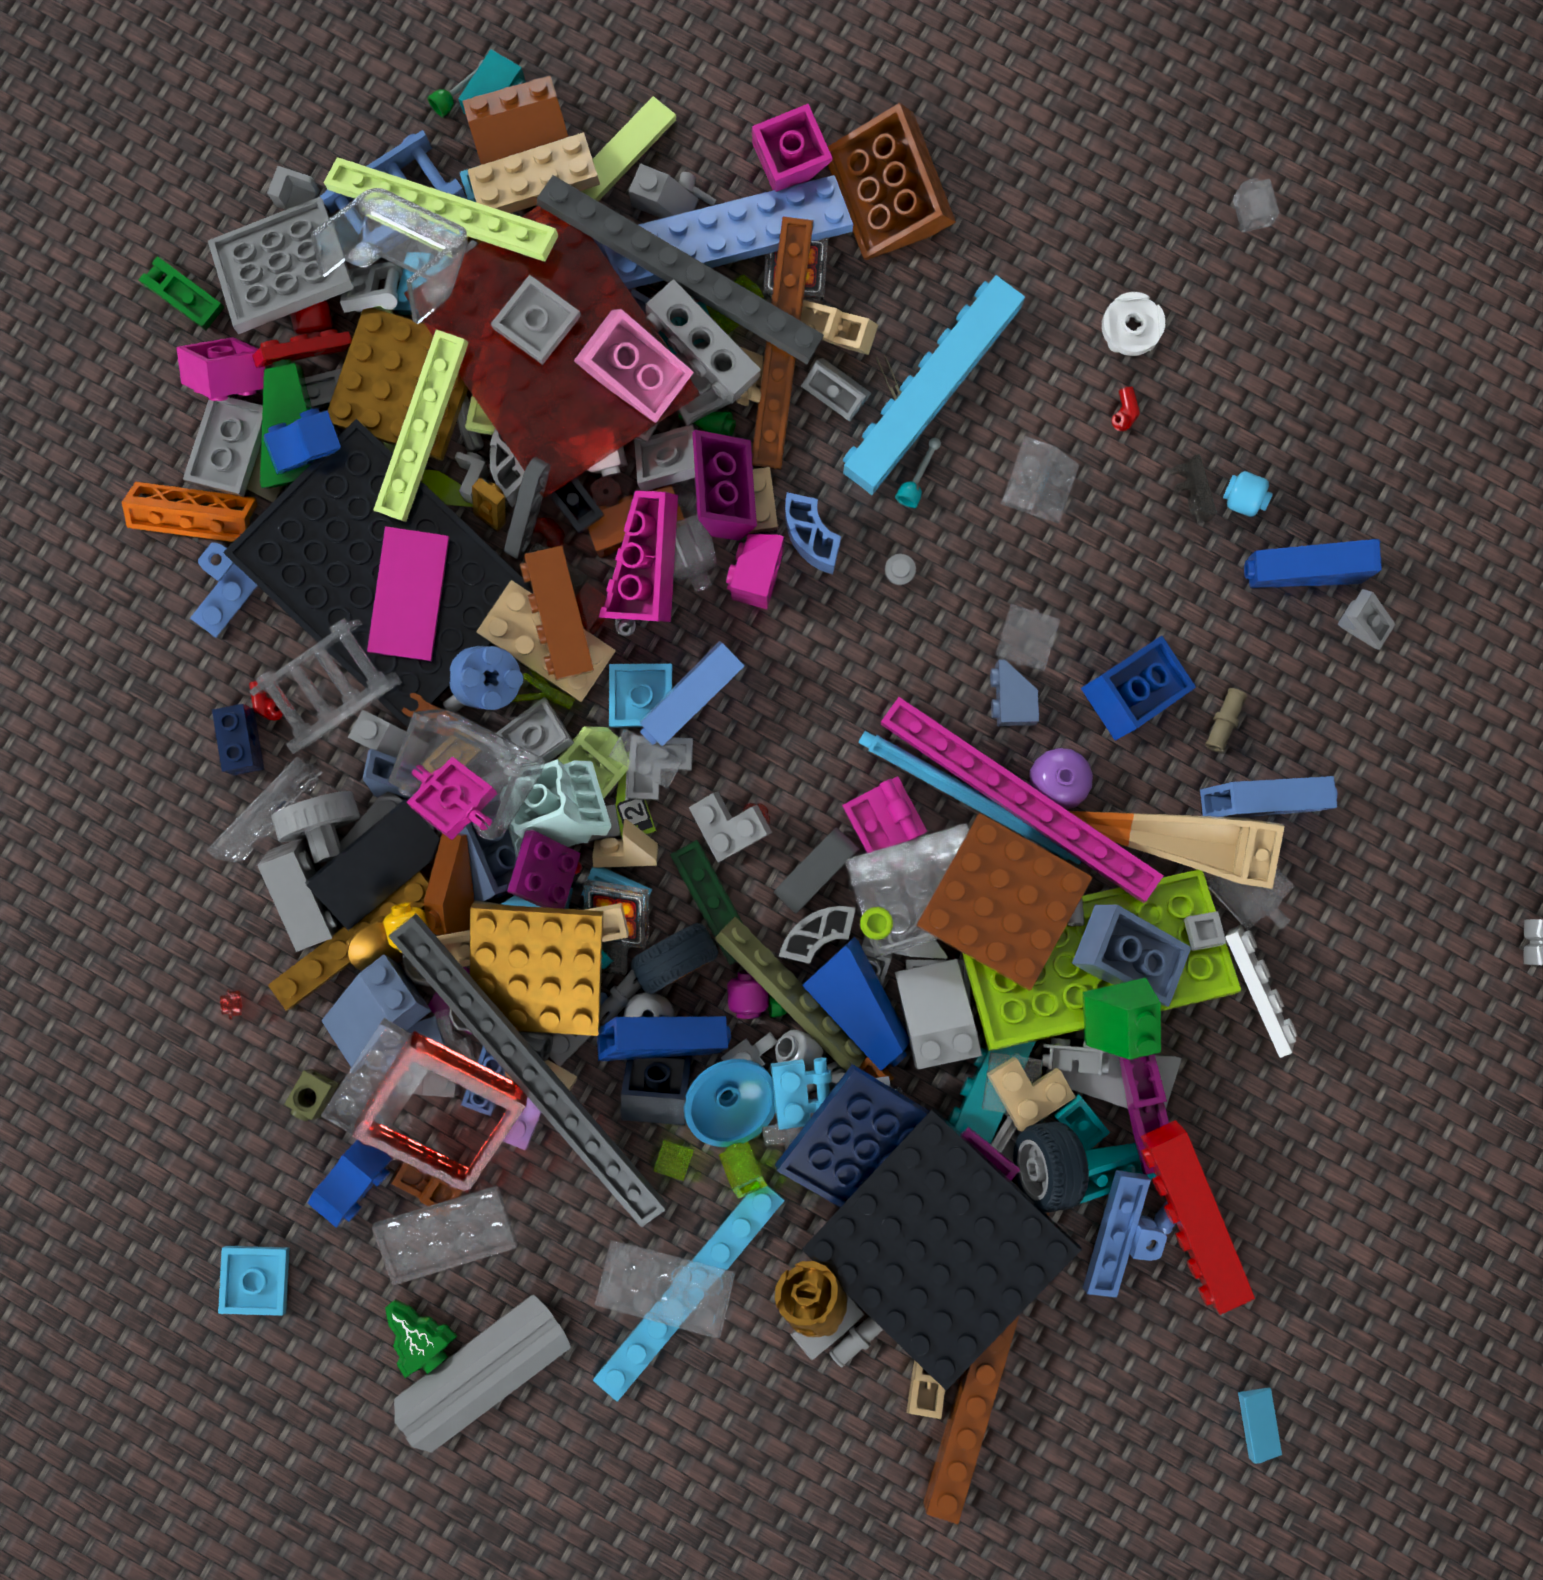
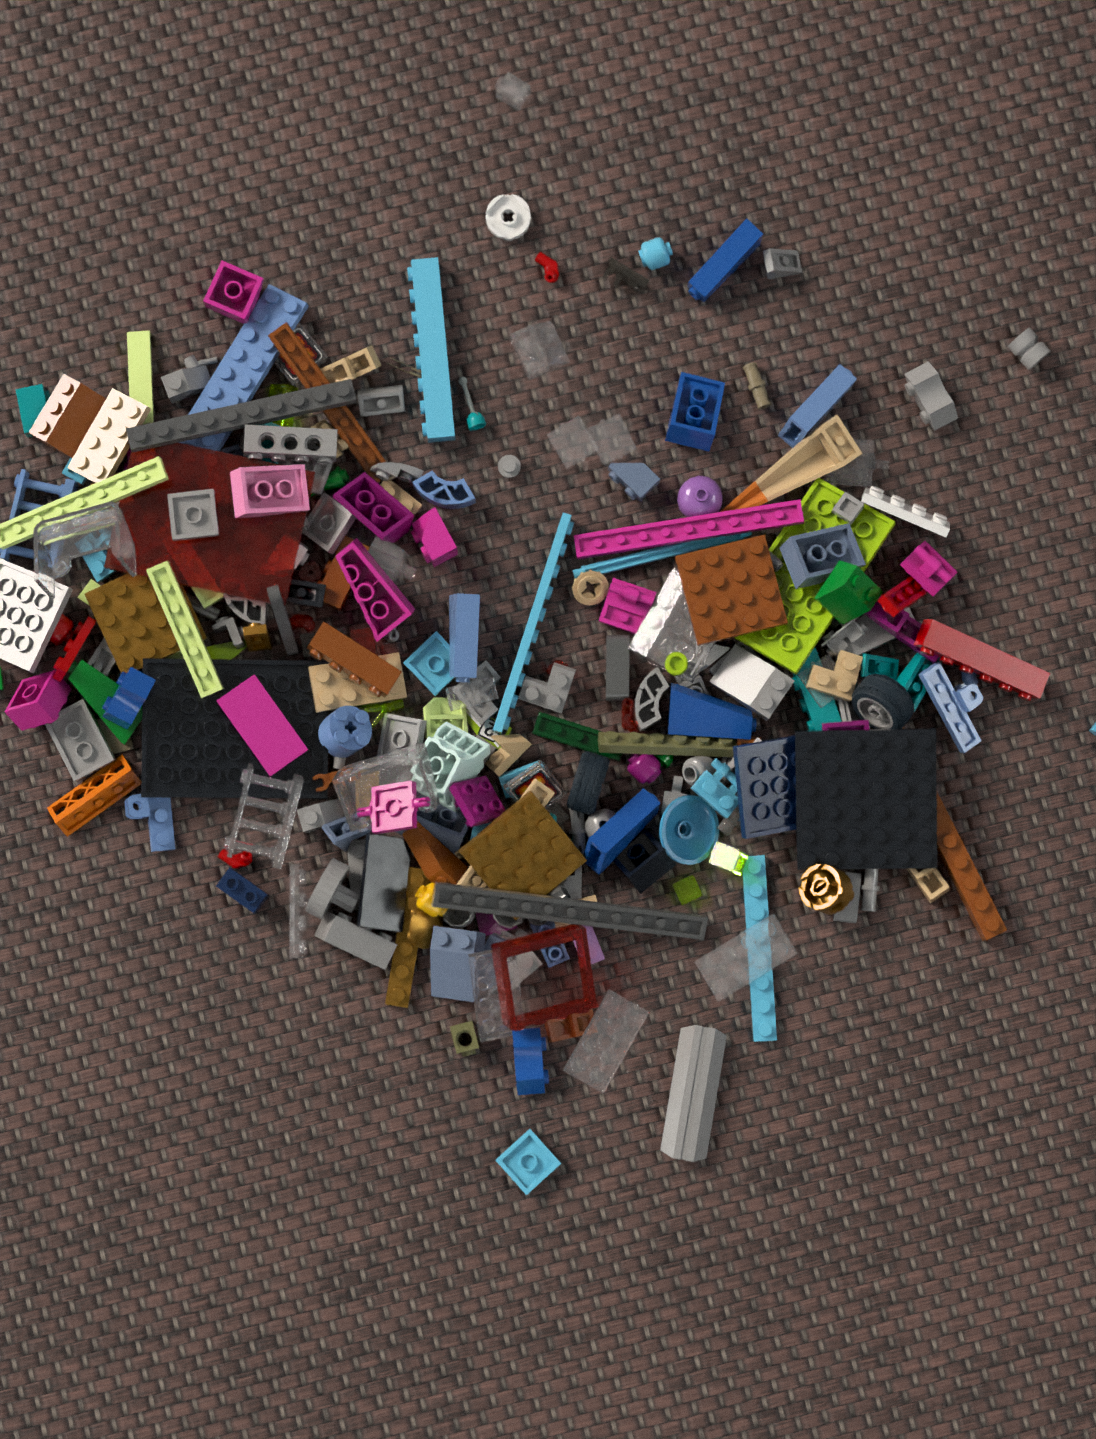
camera: 50 degrees left, 0 degrees up
(231, 1003) = (375, 1031): clear red plate -> none
(366, 287) = (80, 588): light grey plate -> none
(418, 1338) = (643, 1108): green rock -> none
(442, 100) = (12, 442): green hinge -> none
(762, 753) = (537, 614): none -> medium azure plate
(777, 461) = (390, 470): none -> light grey slope
(780, 927) = (627, 721): none -> clear red arm
(854, 770) = (600, 588): none -> tan gear
(889, 183) = (304, 261): dark orange slope -> none
(986, 604) = (572, 442): none -> clear piece
(1181, 1076) = (902, 596): none -> red plate
(1229, 1070) = (928, 568): none -> dark pink plate
(1396, 896) = (930, 396): none -> light grey brick

